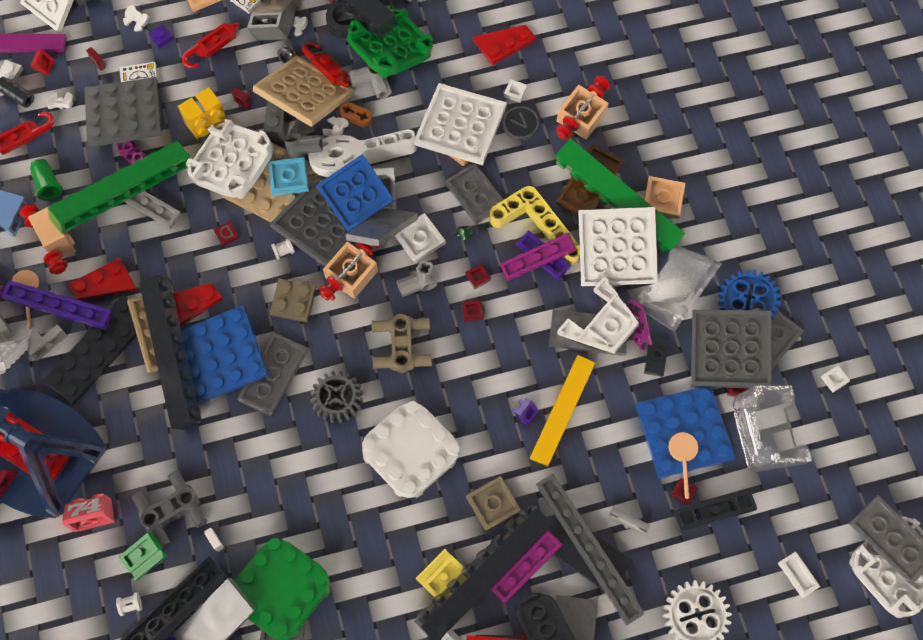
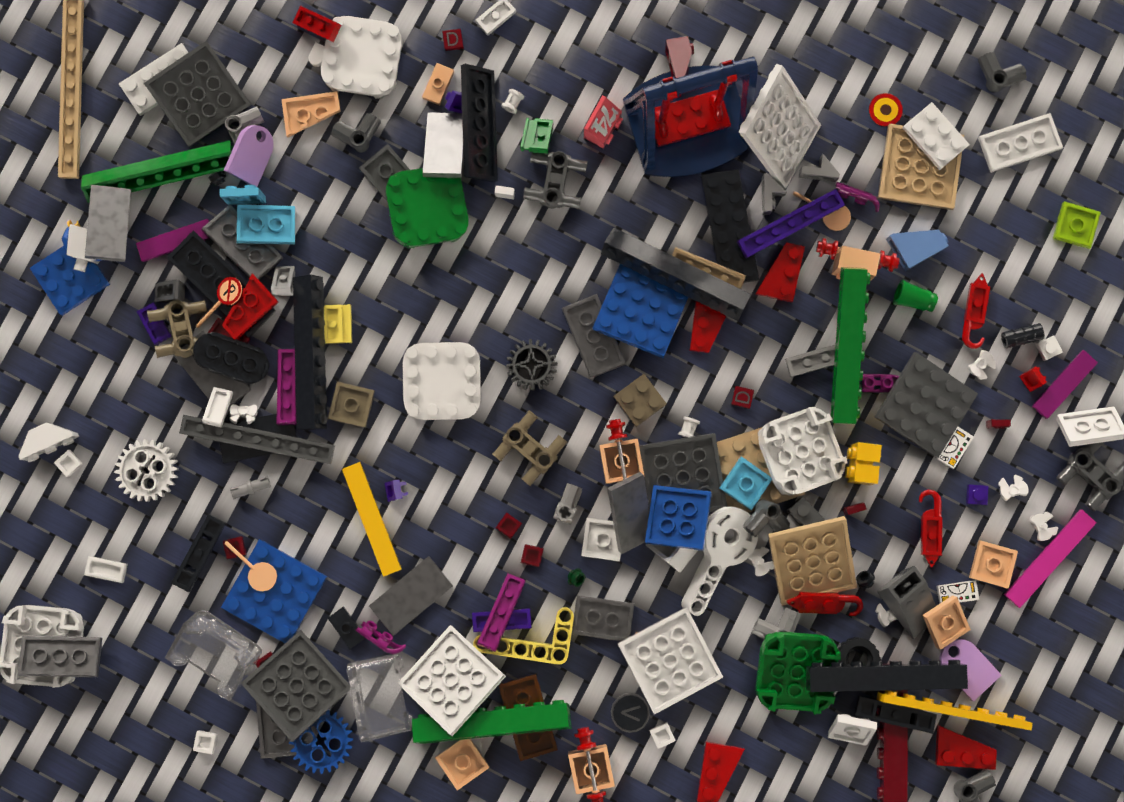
camera: 135 degrees right, 15 degrees up
(356, 114) = (756, 583): dark orange beam -> none
(574, 578) = (243, 411): none -> white piece
(595, 603) = (217, 407): none -> white tile
(609, 327) = (396, 611): white wing -> none

